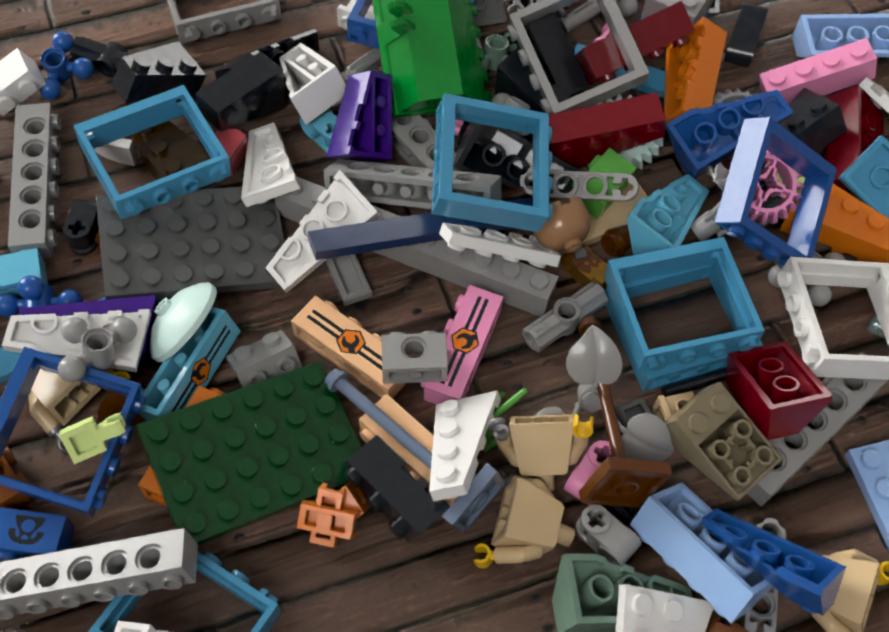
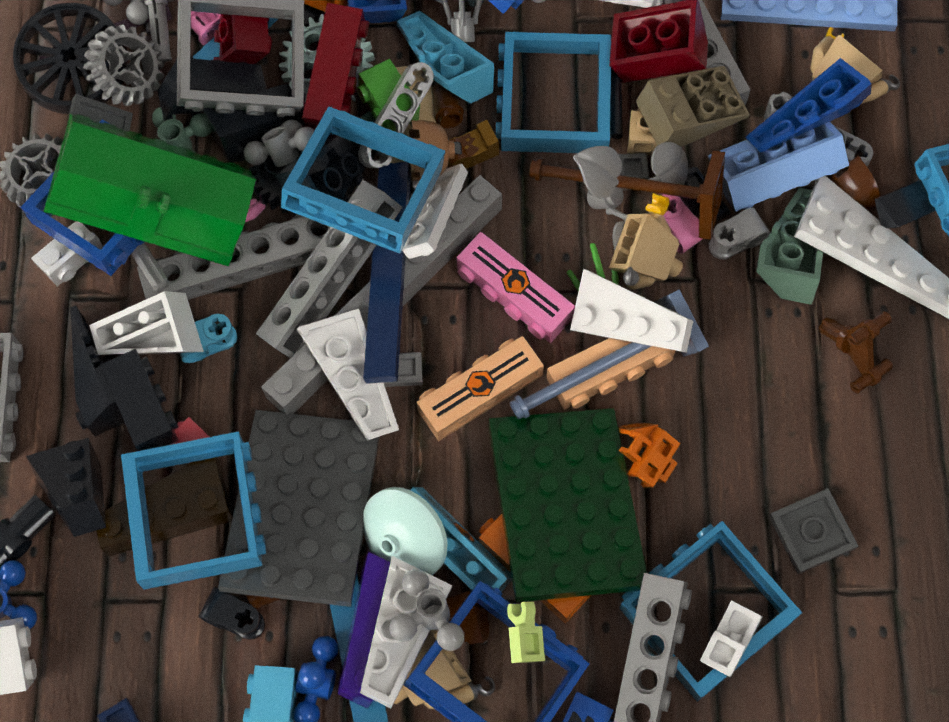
camera: 65 degrees left, 10 degrees up
(34, 179) = (71, 631): light grey brick -> none
(119, 151) = (124, 575): white slope -> none
(264, 359) = (463, 474): light grey bracket -> none
(267, 167) = (244, 405): white wing -> none
(364, 119) = (227, 290): dark purple wedge -> none
(393, 489) = (649, 390): black wedge -> none
(400, 368) = (529, 310): light grey brick -> none
(525, 524) = (709, 292): tan torso -> none
(553, 326) = (519, 202): light grey piece -> none
(678, 259) = (559, 33): dark azure window -> none

